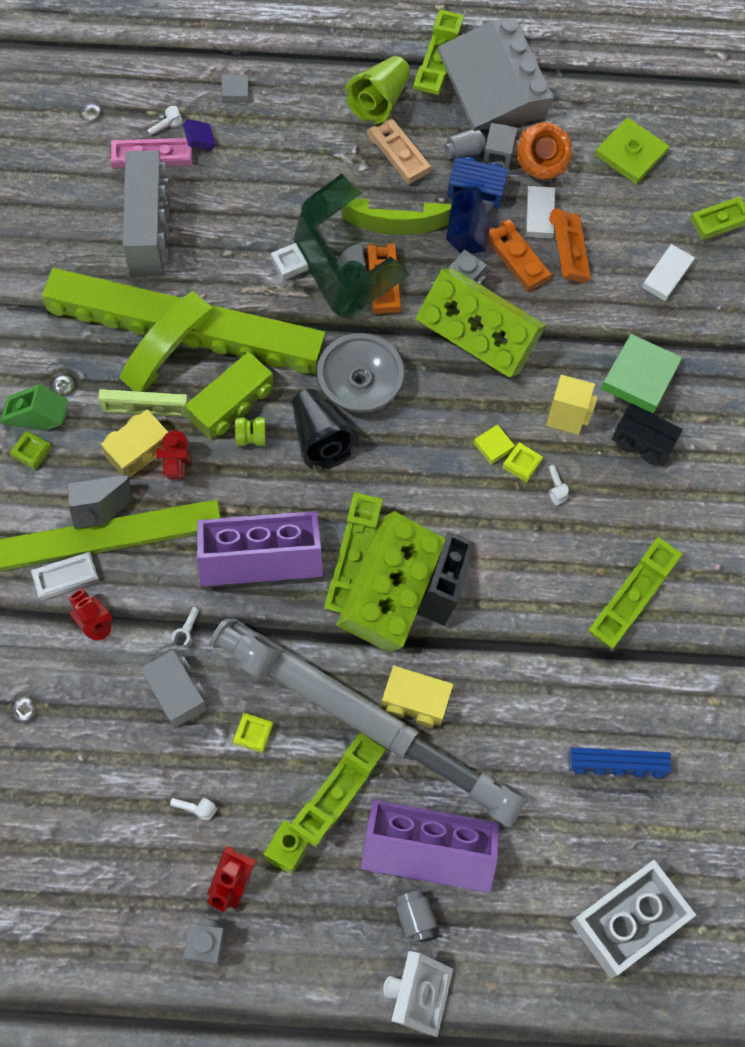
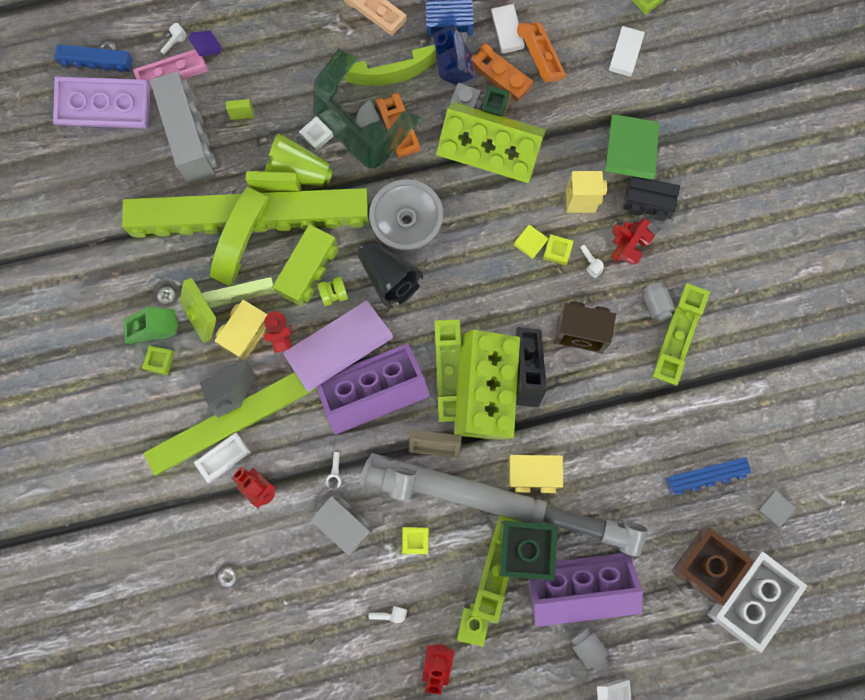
camera: 10 degrees left, 10 degrees up
(65, 164) = (101, 102): none -> lavender tile
(73, 117) = (93, 58): none -> blue piece
(93, 406) = (197, 310): none -> lime plate
(213, 212) = (240, 109): none -> lime tile
(224, 294) = (273, 181): none -> lime tile
(236, 490) = (337, 345): none -> lavender tile
(254, 285) = (292, 157): none -> lime cone
(310, 630) = (434, 443): none -> dark tan tile
(377, 773) = (527, 550): none -> dark green brick
(501, 280) = (496, 101): none -> dark green leg
(523, 550) = (585, 327): none -> dark brown brick
(591, 862) = (713, 566): none -> reddish brown brick
(619, 468) = (628, 237): none -> red hips
(620, 550) = (658, 302): none -> light grey brick
(689, 825) = (776, 509): none -> light grey tile

